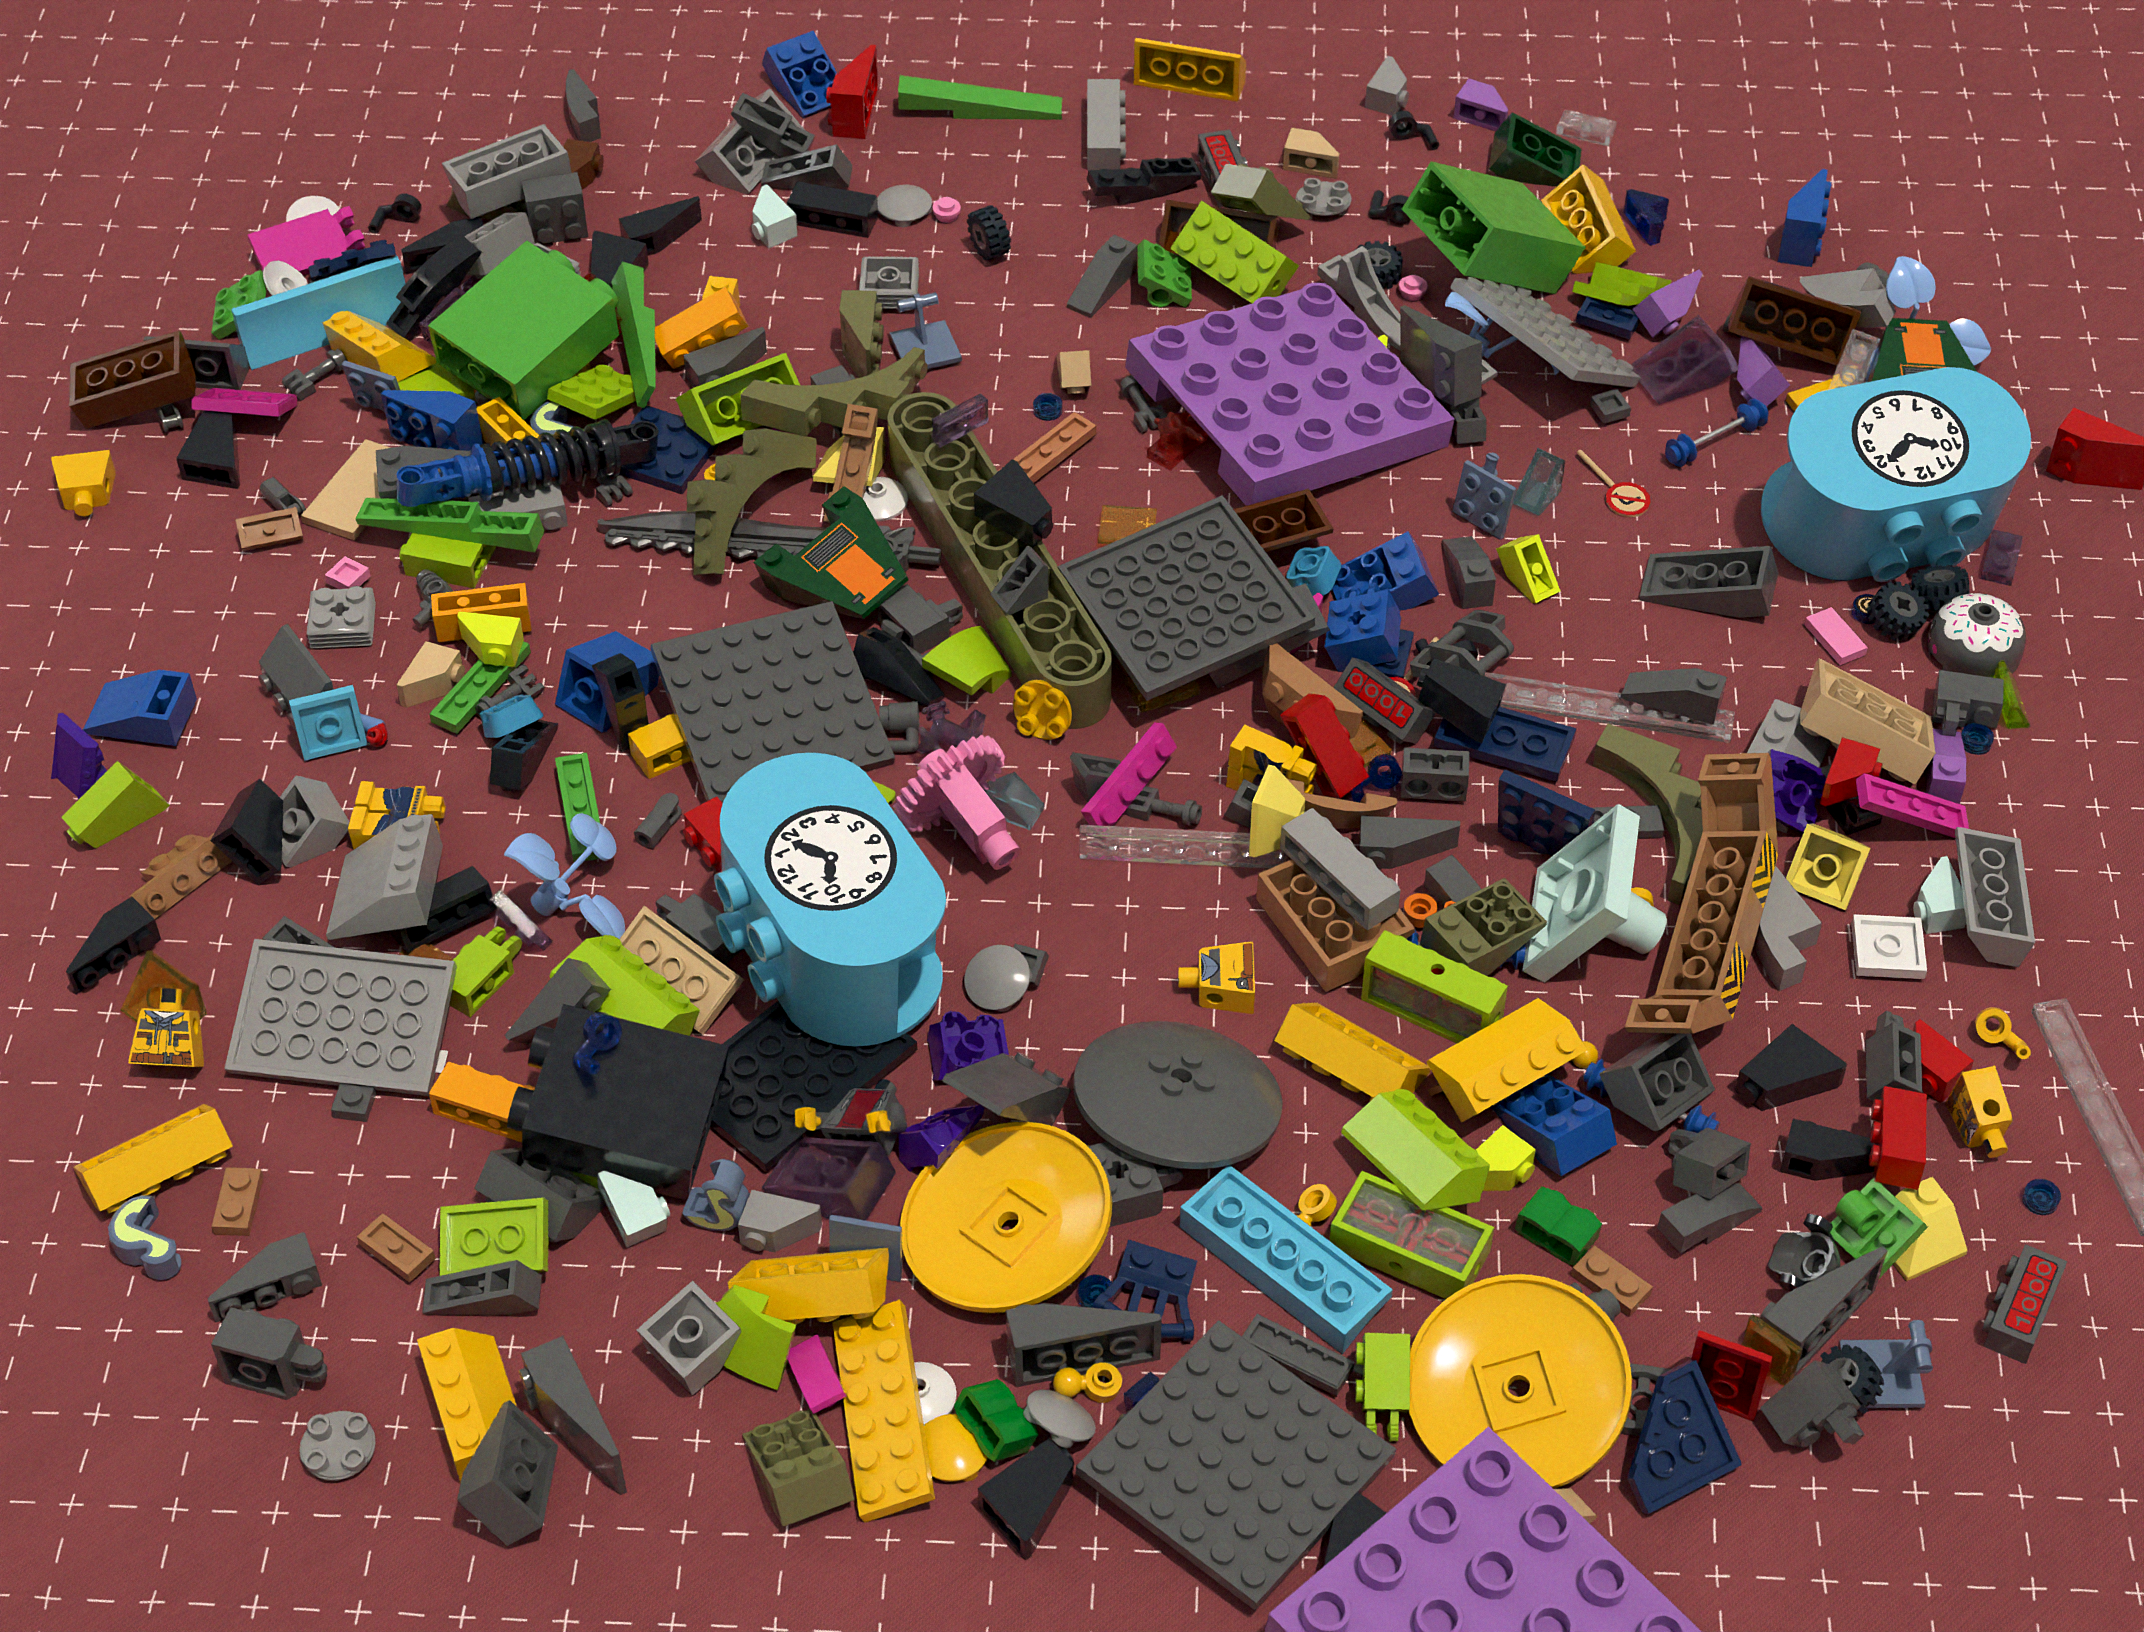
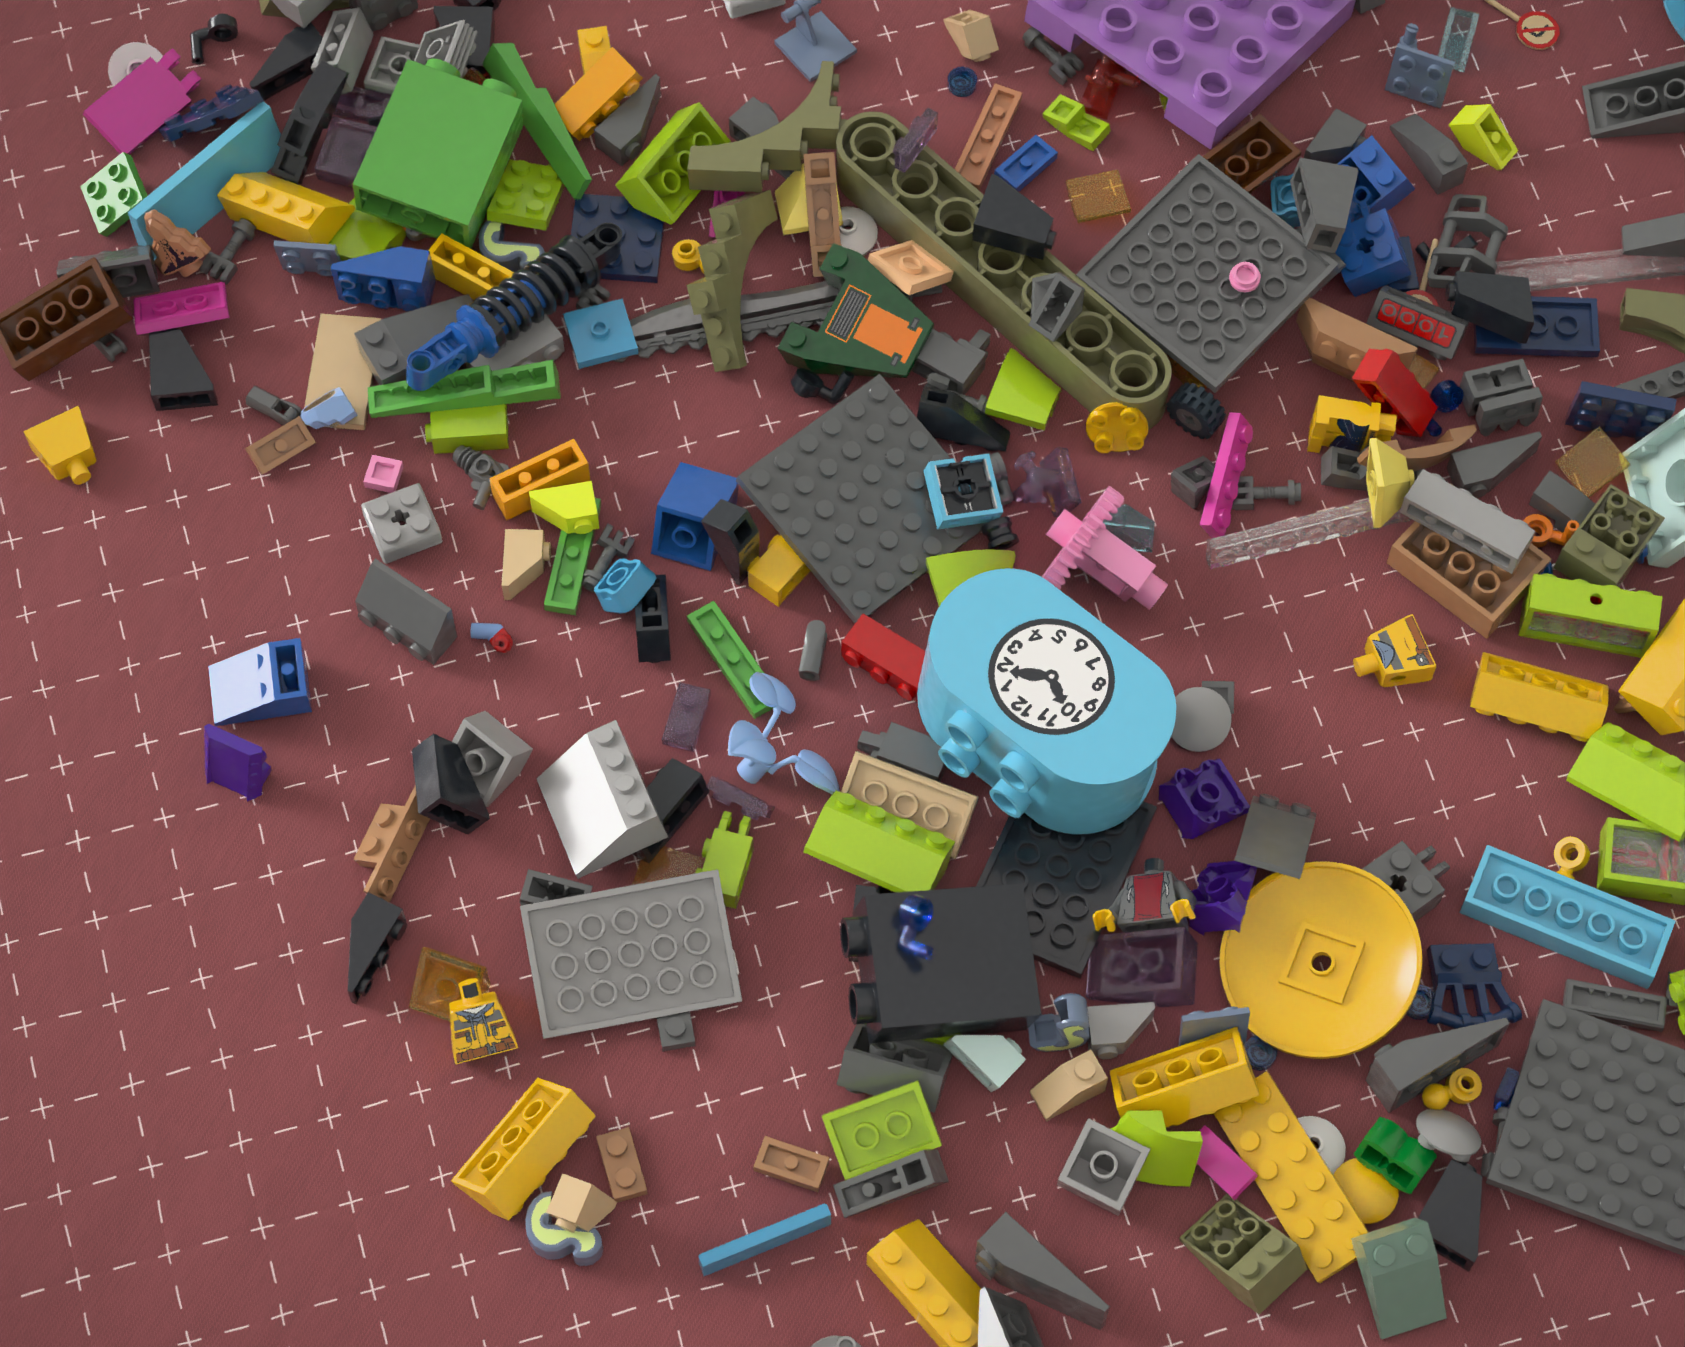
camera: 20 degrees left, 15 degrees up
(113, 807) = (293, 801): lime slope -> none
(168, 1211) = (579, 1204): none -> tan slope
(264, 350) = (174, 246): none -> nougat rock
(265, 1354) = (740, 1310): dark grey hinge -> none
(272, 1275) = (700, 1223): dark grey slope -> none
(282, 277) = (151, 157): white dish -> none
(325, 509) = (329, 410): none -> light blue rock
(328, 722) = (457, 647): medium azure plate -> none
(334, 1304) = (764, 1239): none -> dark azure tile
(381, 807) = (562, 721): yellow hips -> none
(475, 1099) = (801, 992): light orange brick -> none
(493, 852) = (686, 716): none -> clear purple plate
(571, 985) = (839, 870): dark grey slope -> none
(588, 253) = (448, 43): none -> light grey brick
(602, 514) = (600, 333): none -> dark azure plate
(702, 1258) = (1070, 1085): none -> tan slope
(773, 603) = (809, 384): none -> black plate
(861, 330) = (756, 57): olive slope -> none
(861, 718) = (963, 491): none -> piece
(886, 769) = (1000, 533): none -> black wheel
(909, 1291) = (1260, 1054): none -> clear blue tile
(910, 529) = (910, 267): none -> light nougat plate
(940, 1533) = (1401, 1276): none -> sand green slope
(1071, 483) = (1026, 163): none -> blue plate
(1125, 715) = (1196, 410): none -> black wheel
(1136, 463) = (1072, 121): none -> lime slope
(1137, 1103) = (1407, 822): dark grey dish -> none
(1215, 603) = (1245, 277): none -> bright pink plate
(1330, 567) = (1323, 201): none -> dark grey slope
(1373, 532) = (1336, 138): none -> dark grey slope
(1437, 796) = (1507, 410): none -> dark grey plate
(1507, 860) = (1593, 463): none -> clear yellow piece

